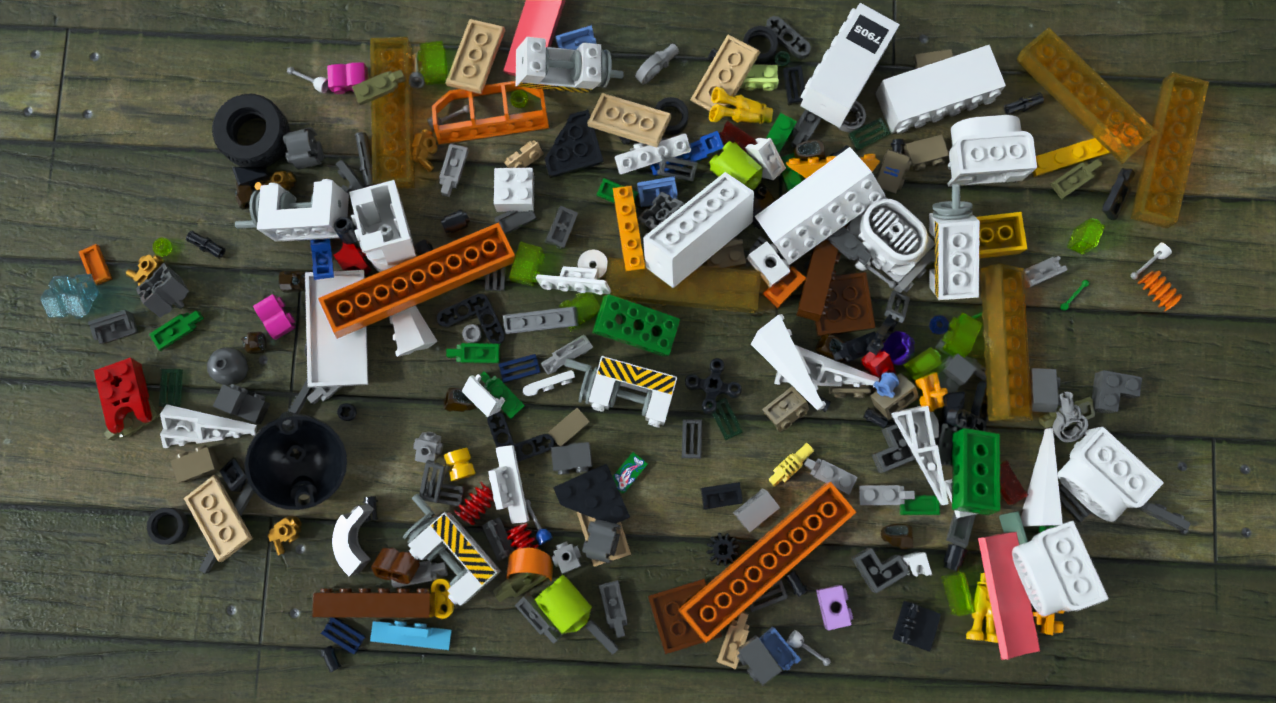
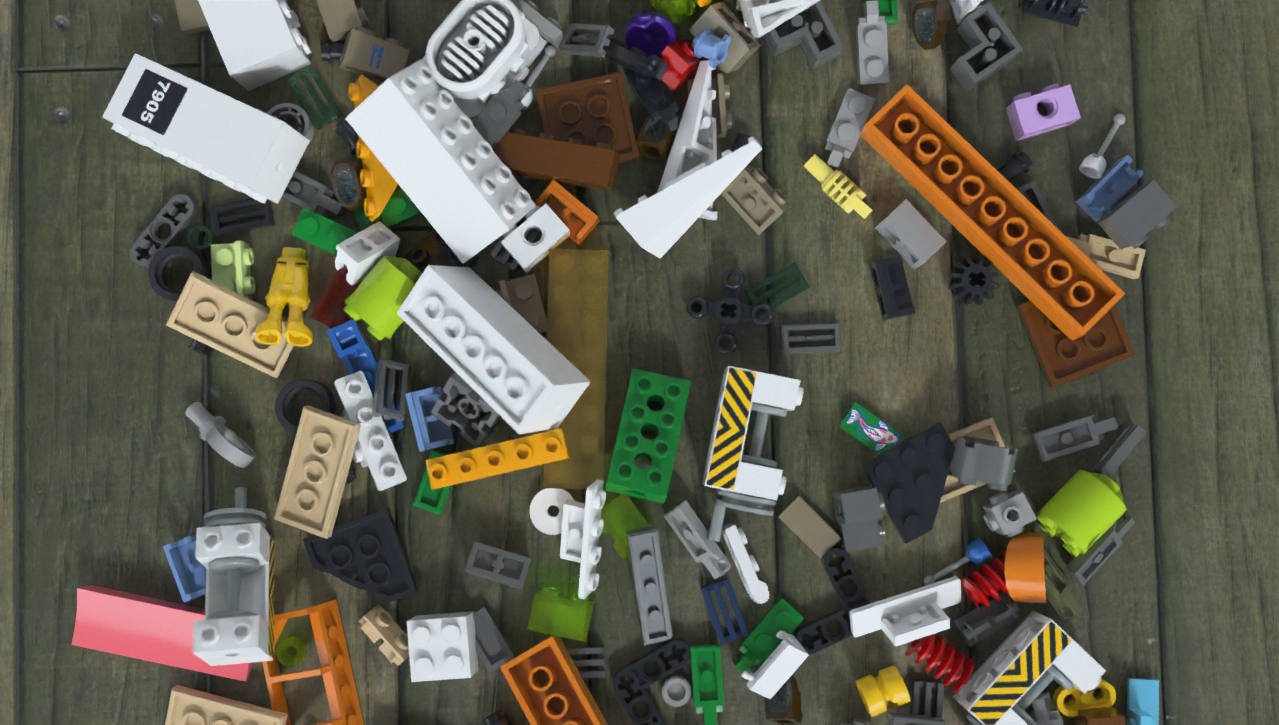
camera: 95 degrees left, 5 degrees up
(875, 417) = (756, 66): black pin -> none

